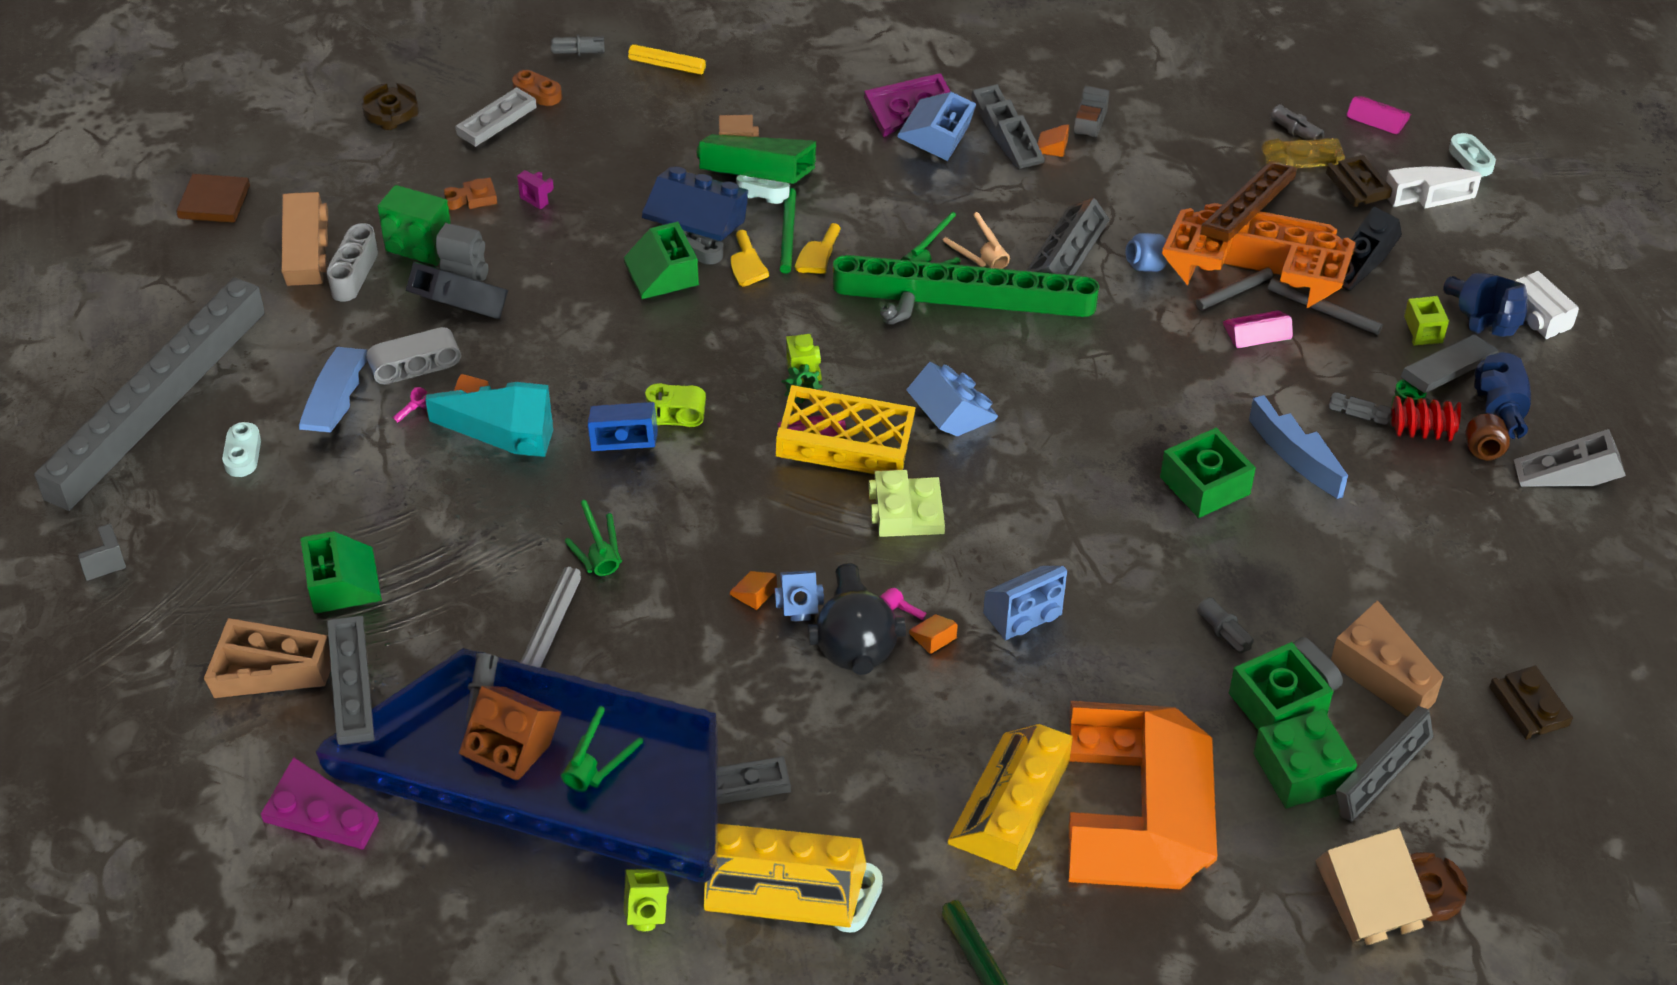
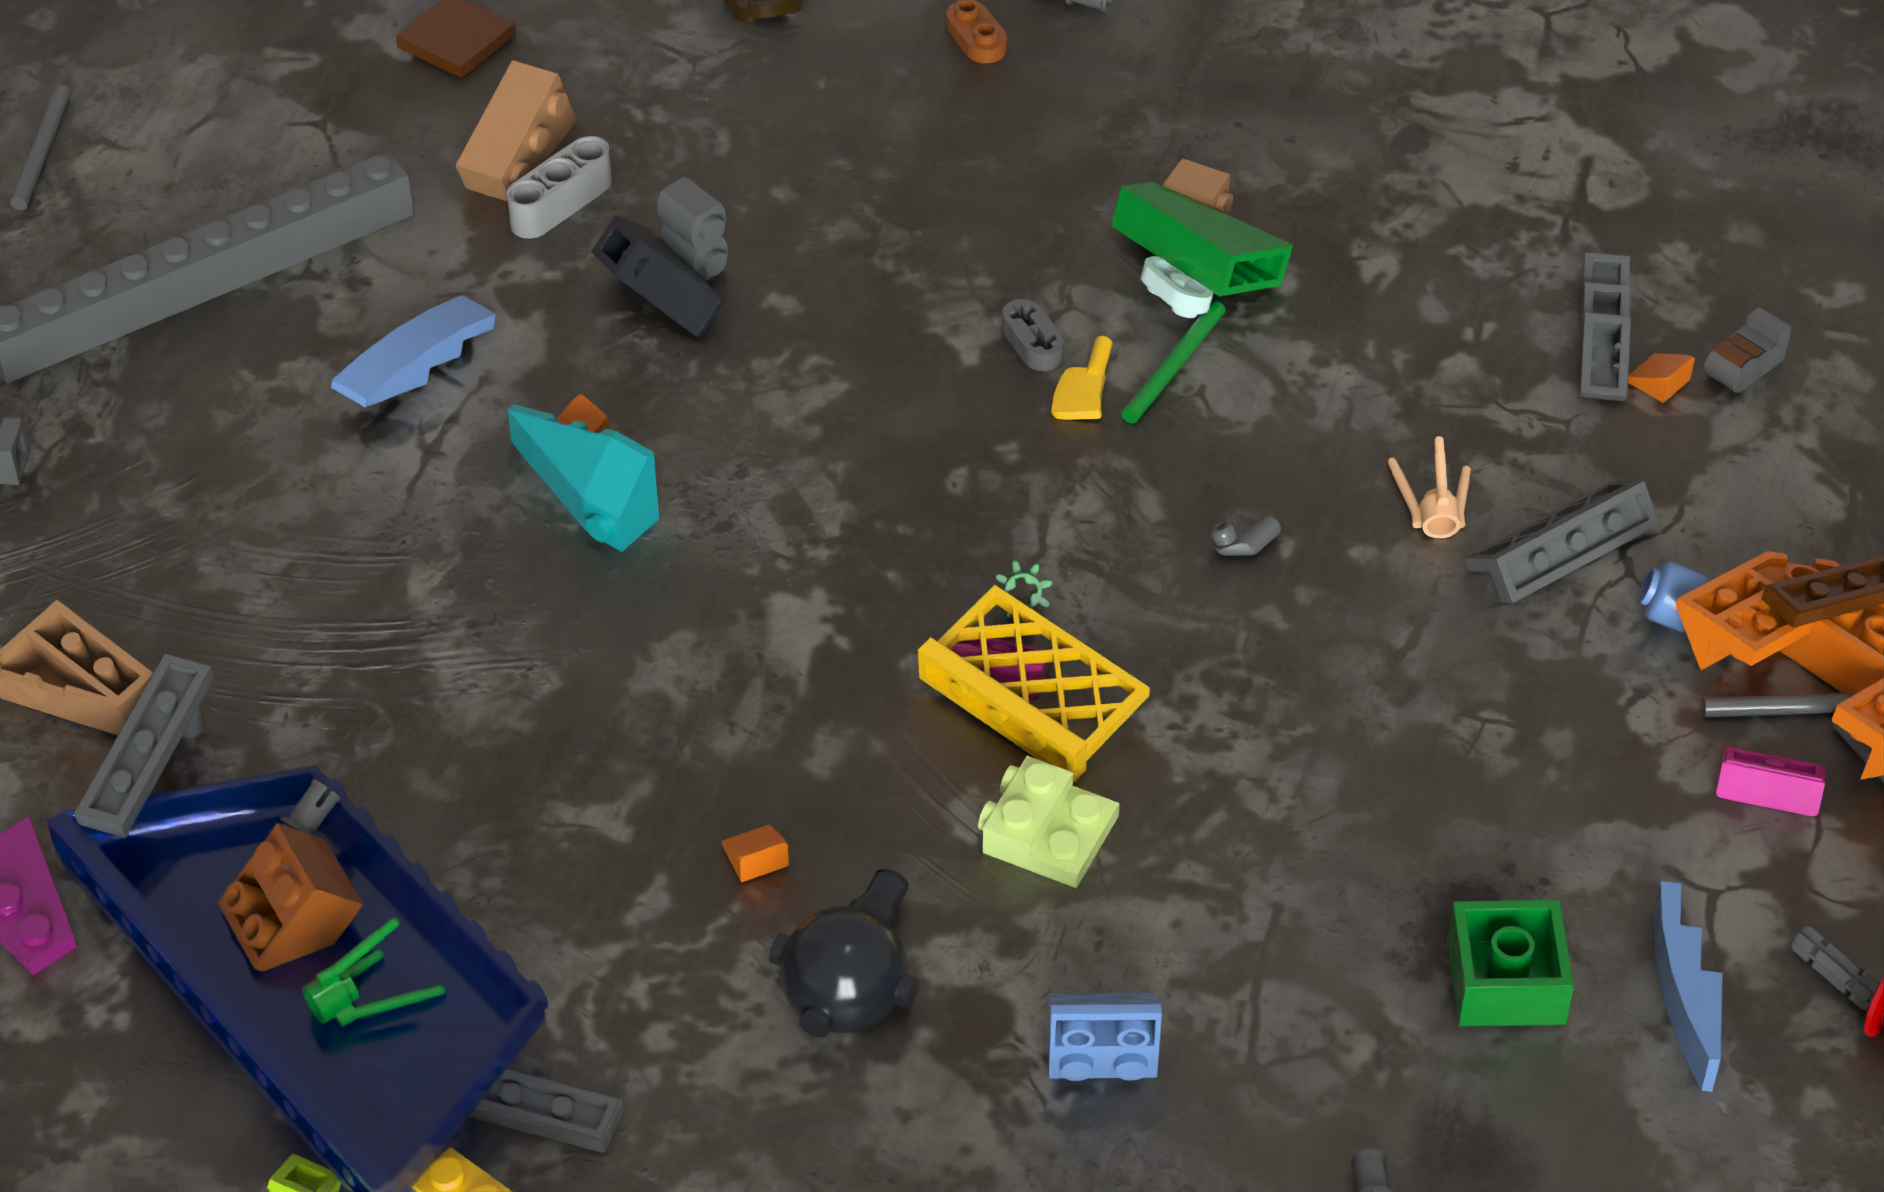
camera: 30 degrees right, 0 degrees up
(241, 449) = (255, 386): light aqua plate -> none
(339, 572) = (244, 597): green slope -> none
(412, 222) = (657, 151): green brick -> none
(413, 355) = (546, 344): light grey beam -> none
(416, 396) = (500, 411): dark pink hand -> none
(474, 193) = (787, 152): dark orange plate -> none
(496, 116) = (889, 52): light grey plate -> none
(534, 189) = (867, 171): magenta tile -> none
(551, 617) = (463, 777): light grey axle -> none
(602, 557) = (587, 720): green plant -> none
(622, 426) = (735, 551): blue brick -> none
(662, 261) = (957, 341): green slope -> none
(666, 59) = (1183, 52): yellow axle -> none
(678, 405) = (834, 554): lime piece -> none
(697, 203) = (1061, 276): dark blue slope -> none
(795, 582) = (796, 883): medium blue brick -> none
(801, 352) = (1052, 546): lime brick -> none
(816, 254) = (1192, 409): yellow piece -> none
(895, 102) = (1478, 234): magenta wing -> none
(896, 599) = (928, 949): dark pink hand -> none
(921, 254) = (1324, 471): green plant -> none
(934, 633) = (952, 1023): orange slope -> none
(938, 123) = (1497, 286): medium blue slope -> none
(951, 400) = (1216, 699): medium blue slope -> none
(966, 285) = (1367, 542): green beam -> none

